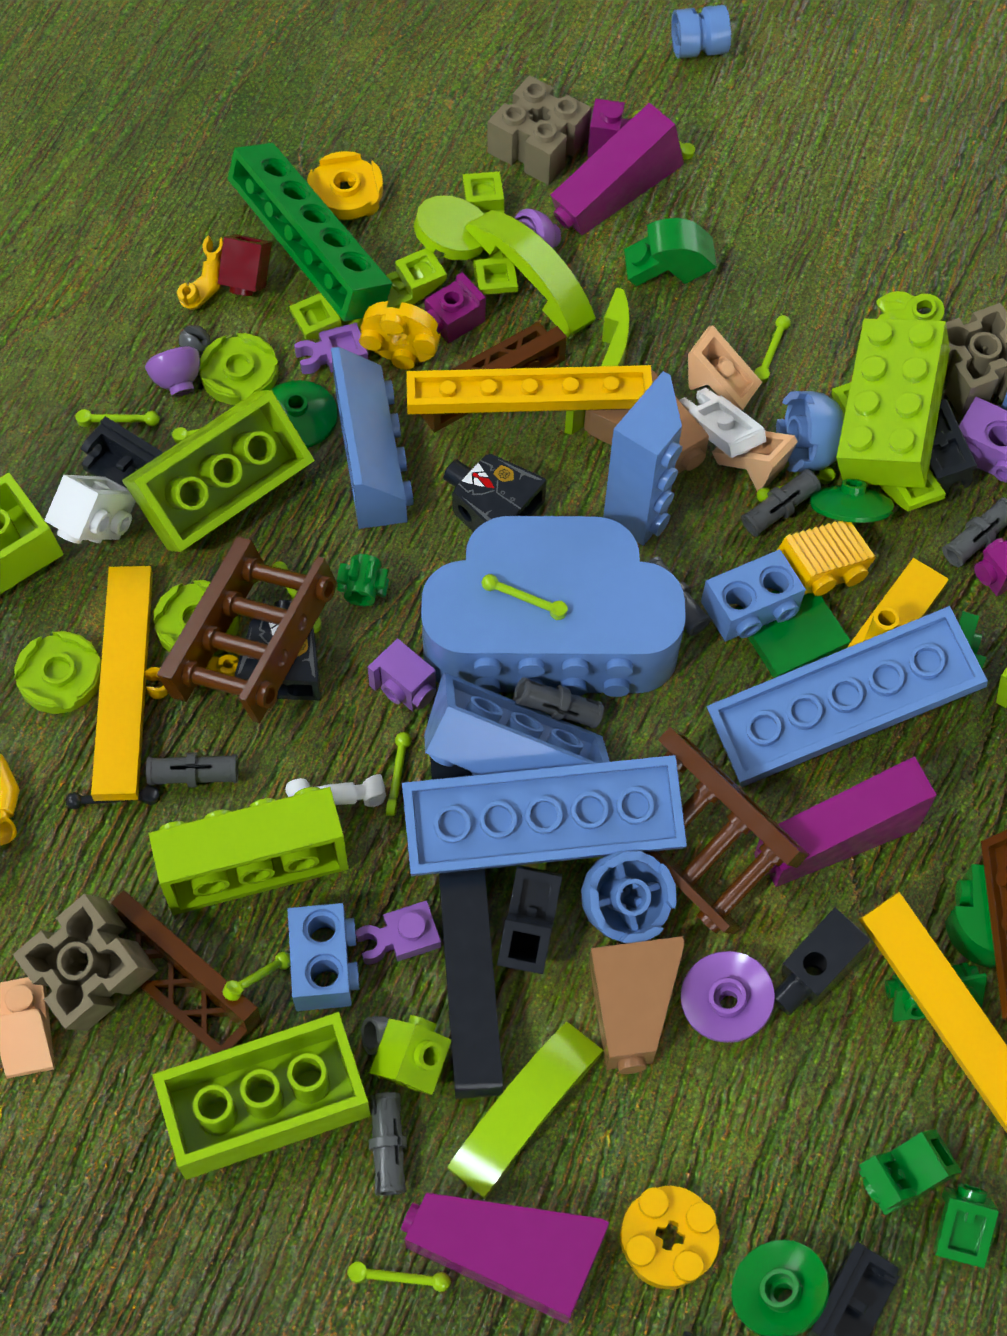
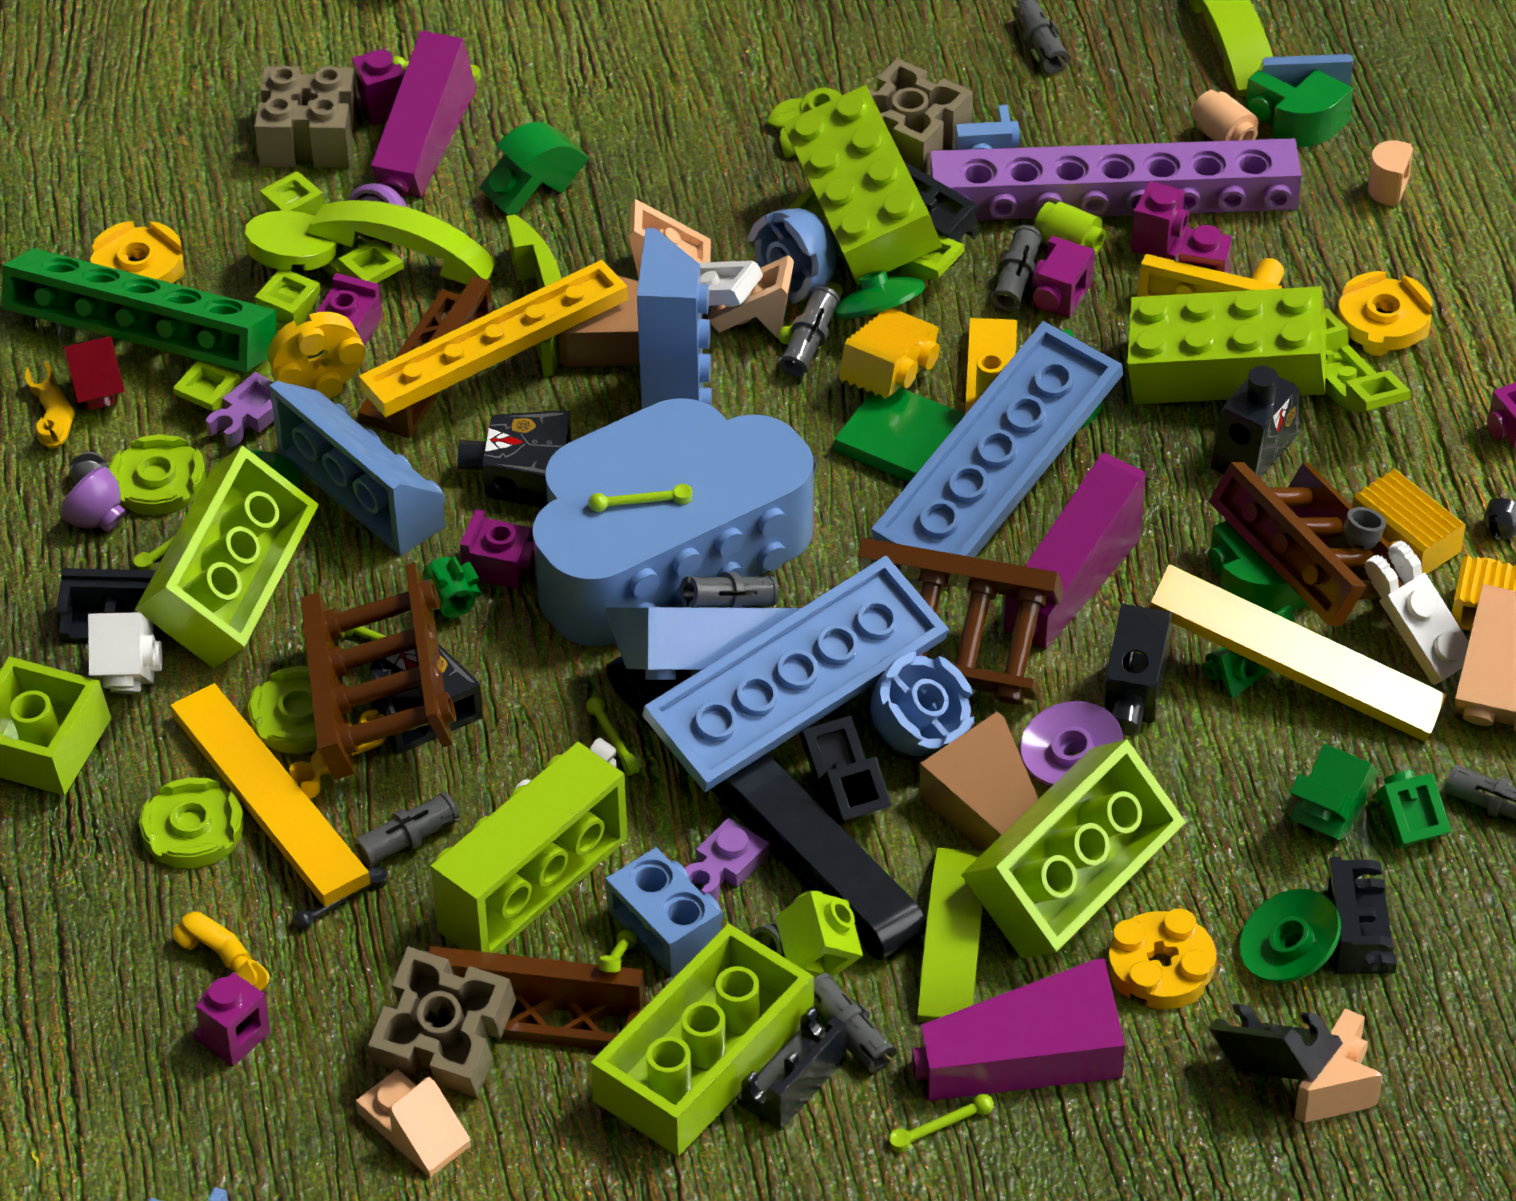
camera: 30 degrees left, 15 degrees down
(85, 418) = (25, 594): lime hinge -> none
(317, 1161) = (795, 1071): none -> black hinge
(403, 676) = (557, 647): medium lavender brick -> none
(407, 562) = (498, 550): none -> magenta brick
(654, 1104) = (1073, 849): none -> lime brick
(748, 588) = (848, 412): medium blue brick -> none
(762, 372) = (689, 182): lime hinge -> none

